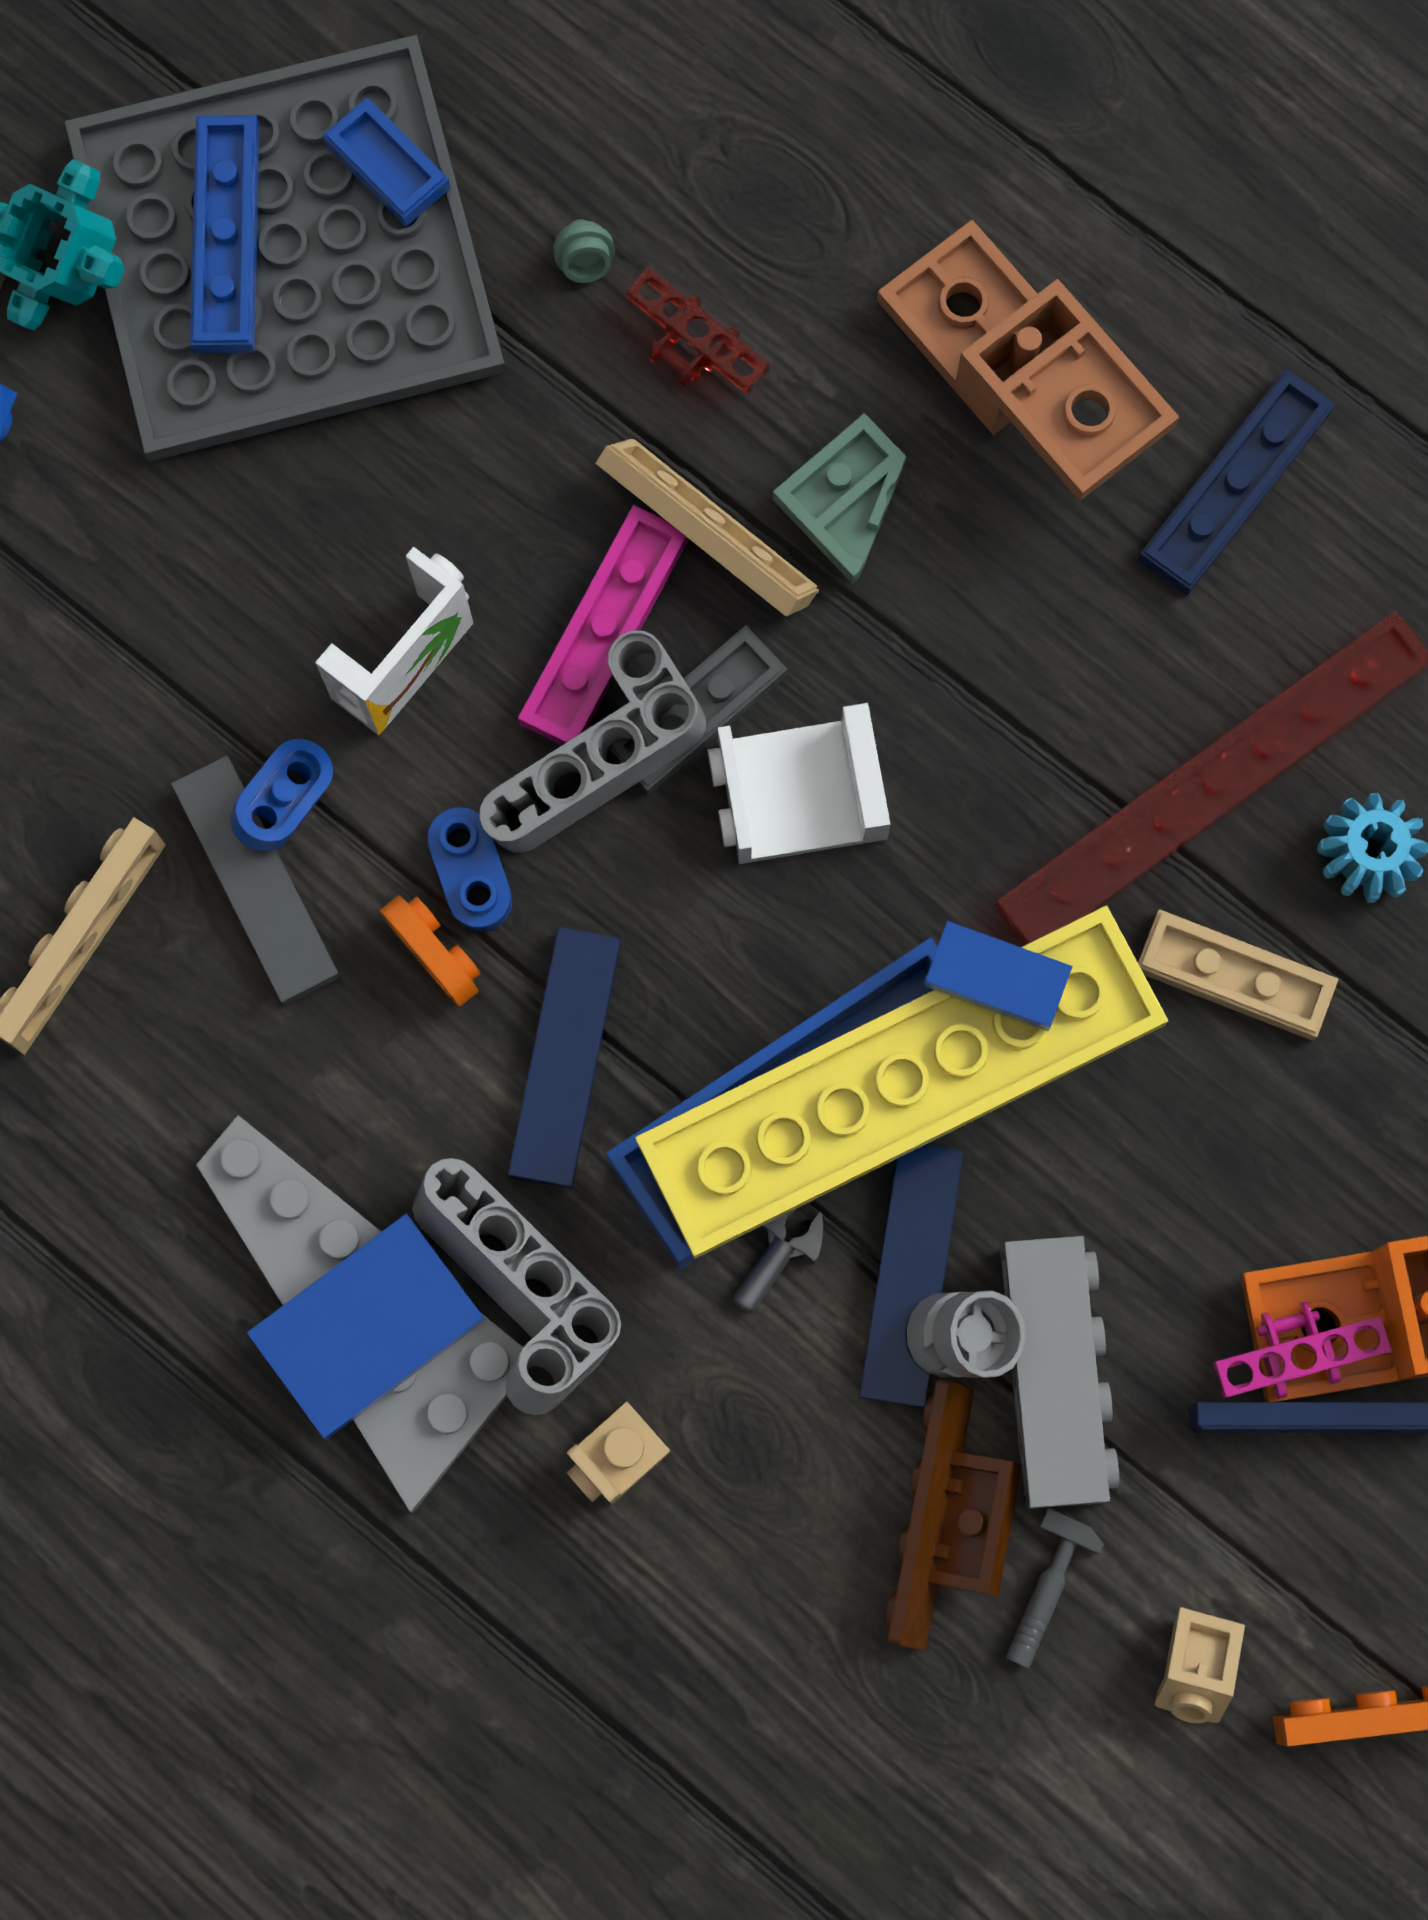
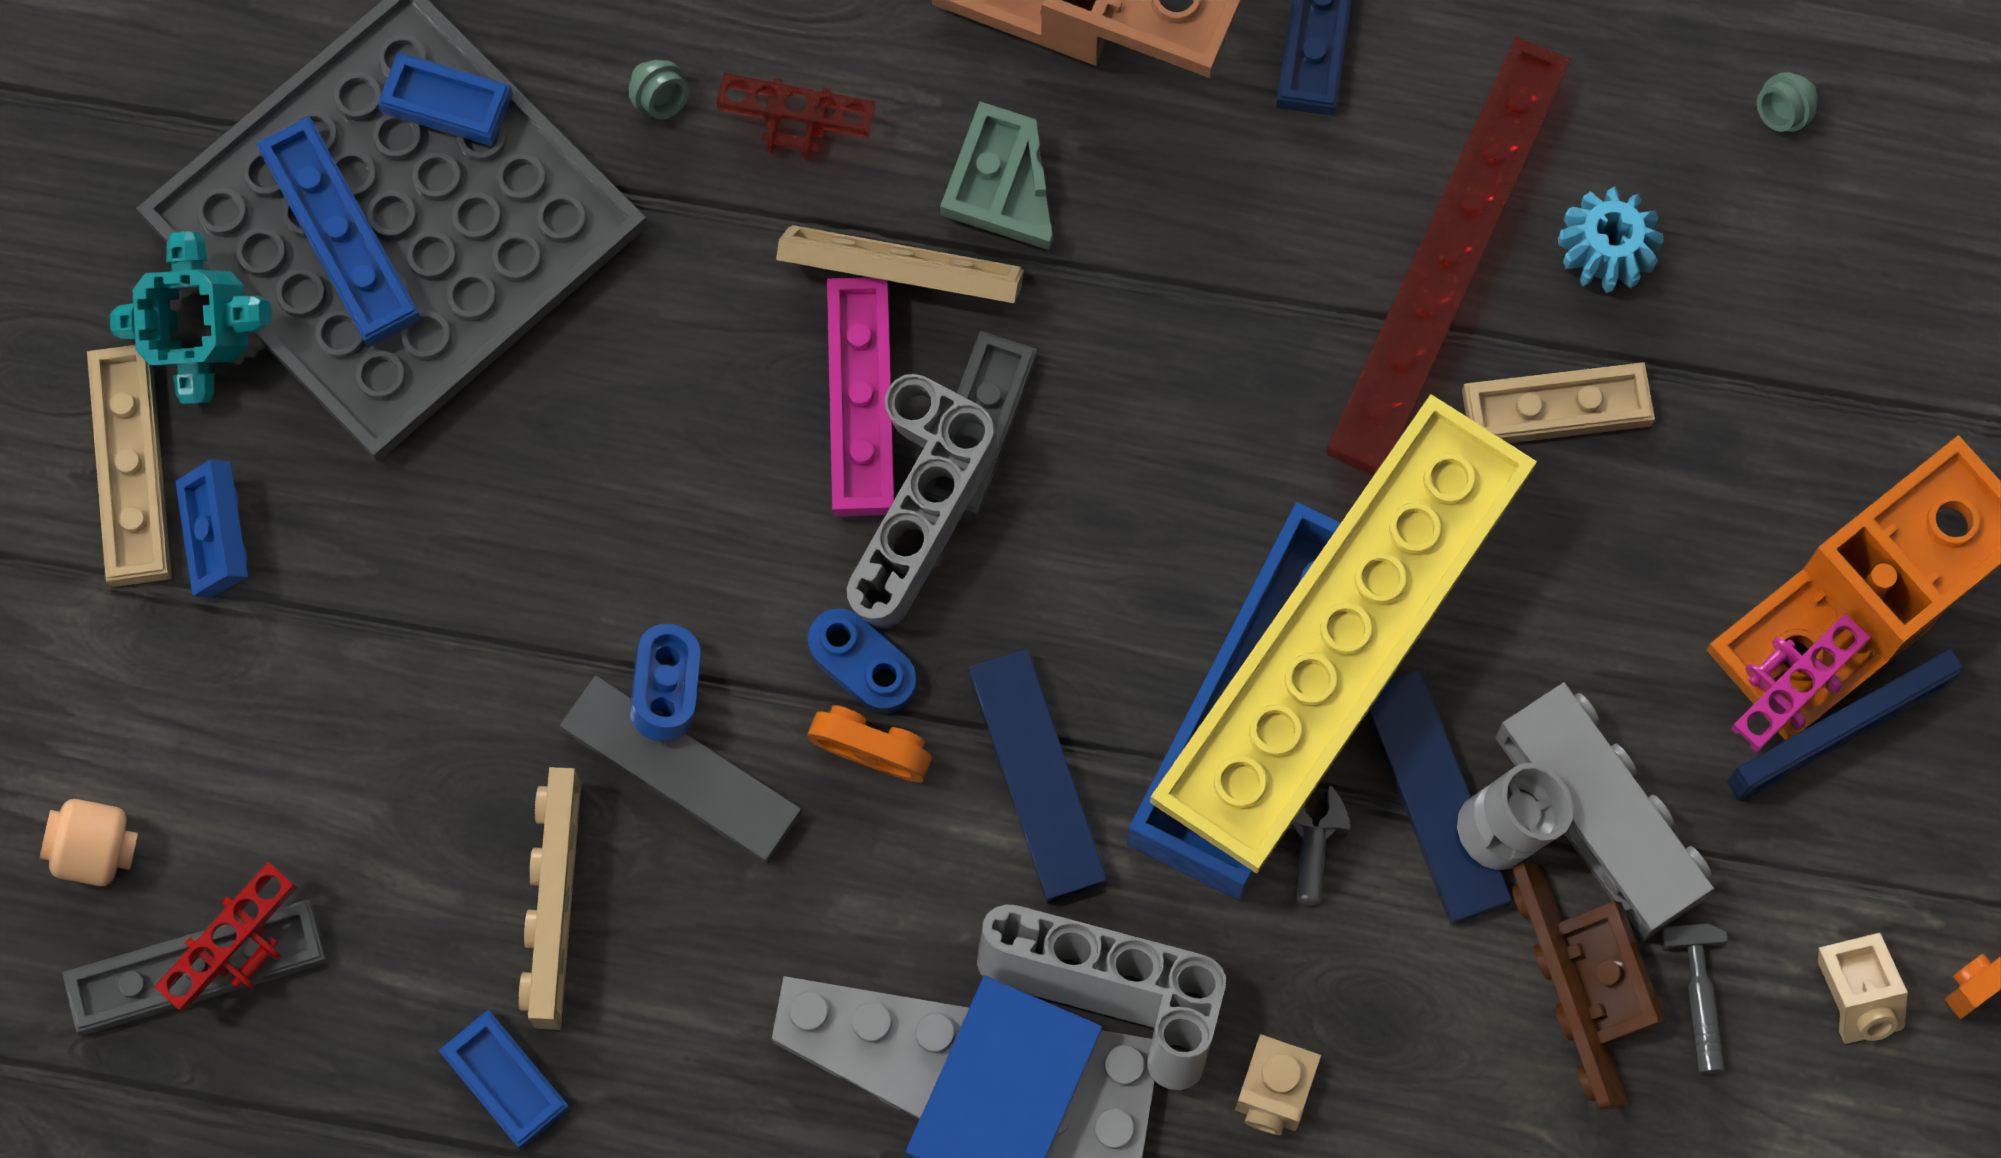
camera: 30 degrees left, 5 degrees down
(381, 695) = (692, 555): white panel -> none
(801, 788) = (1108, 440): white panel -> none
(998, 976) = (1377, 498): blue tile -> none

